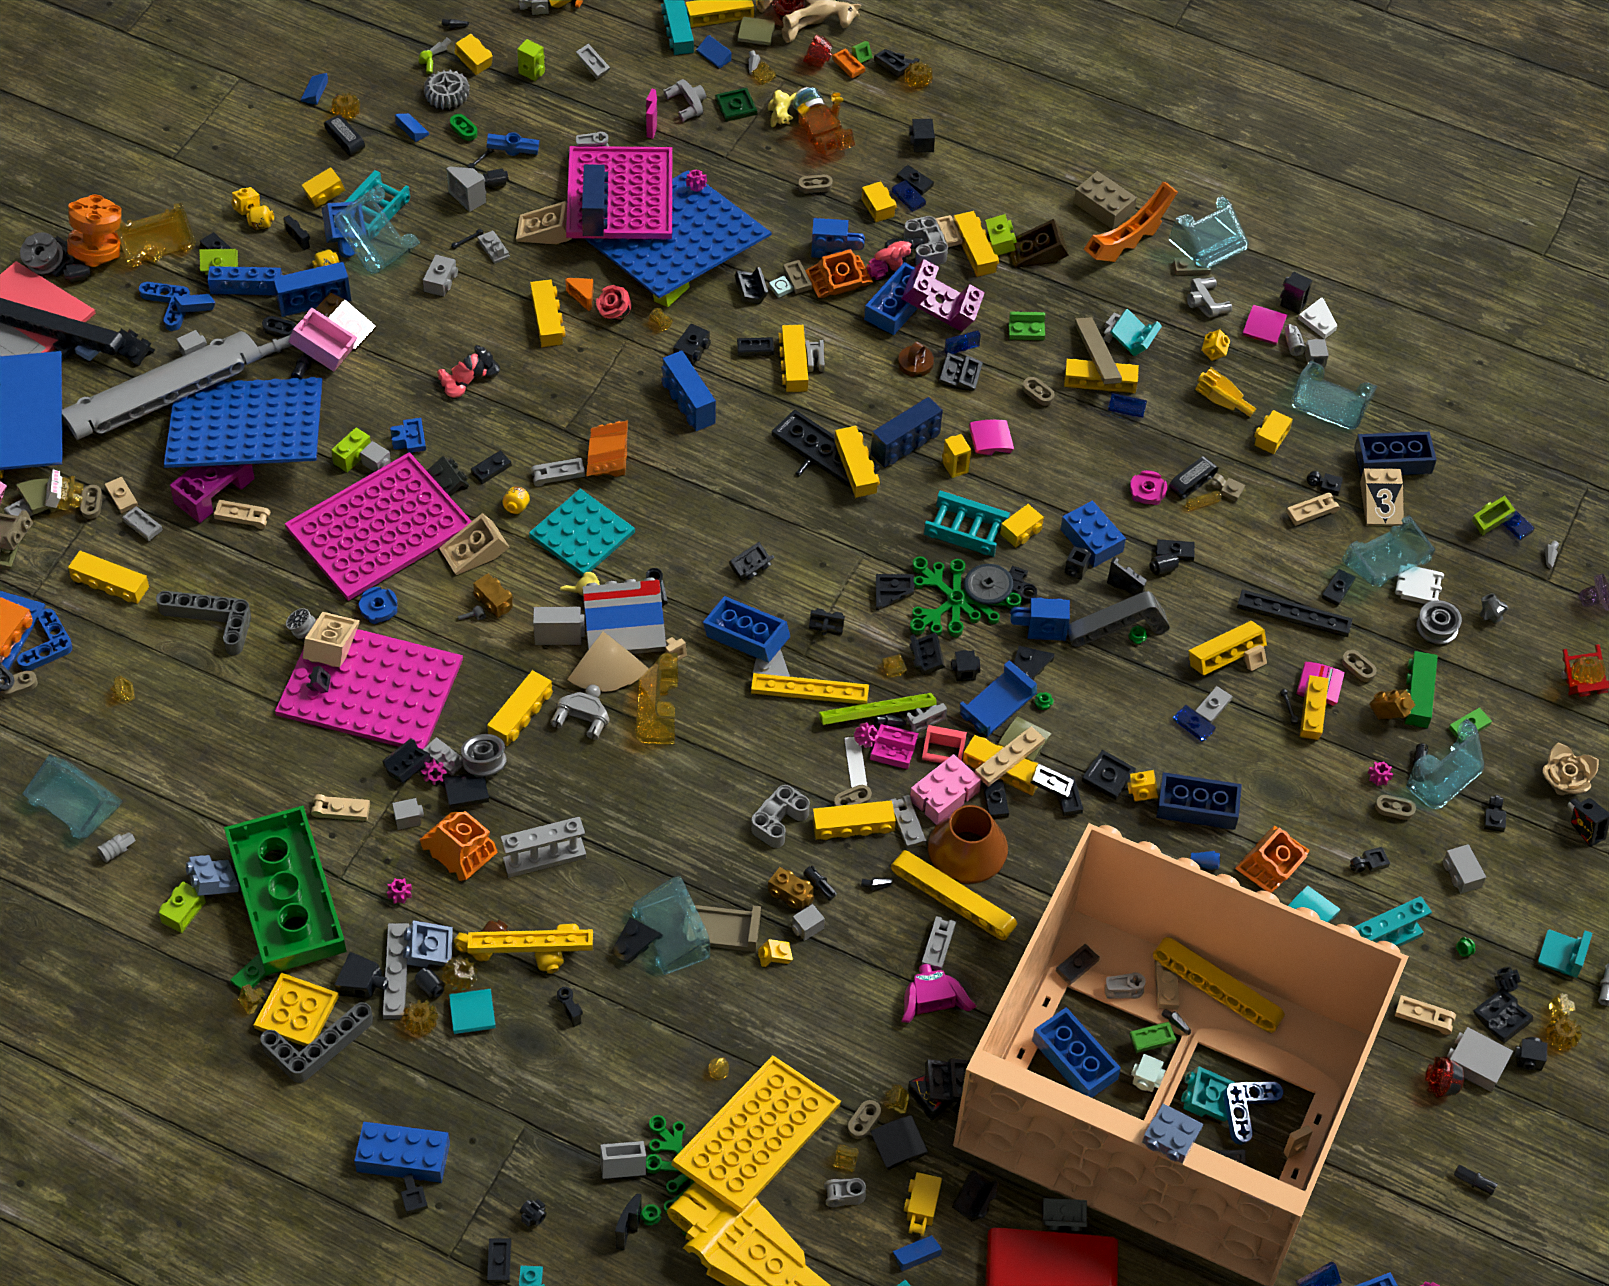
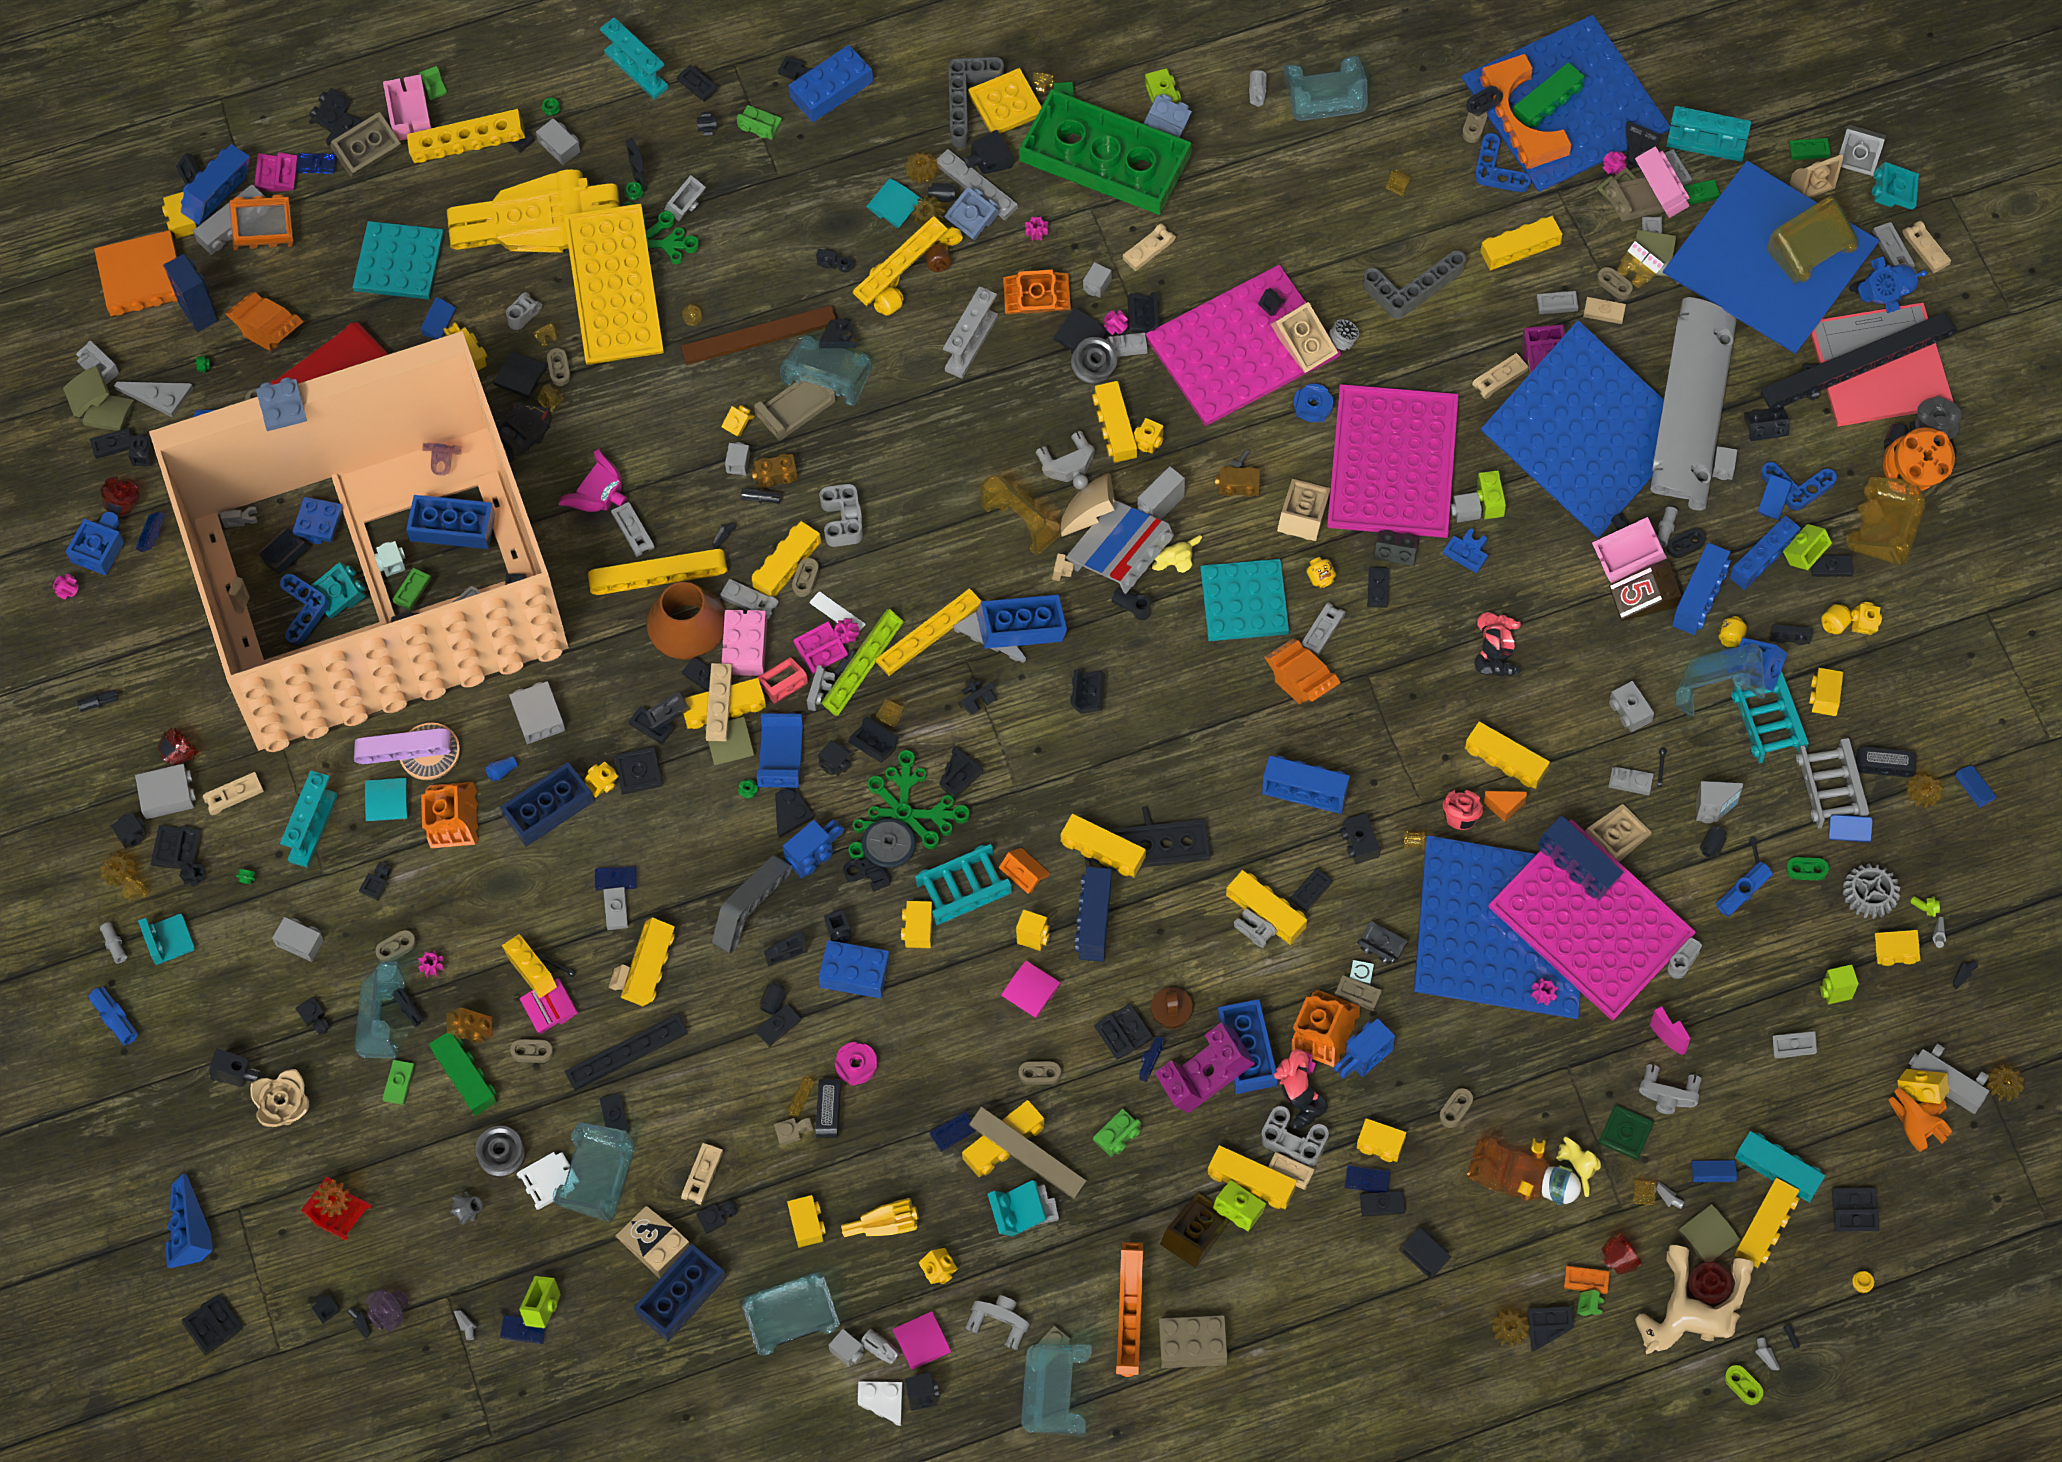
camera: 140 degrees right, 10 degrees up
(383, 136) = (1848, 771): none -> light grey fence
(490, 1179) = (759, 122): none -> bright green bracket
(512, 675) = (1148, 436): none -> yellow brick
(688, 1006) = (757, 335): none -> reddish brown tile
(916, 500) = (1023, 869): none -> orange panel

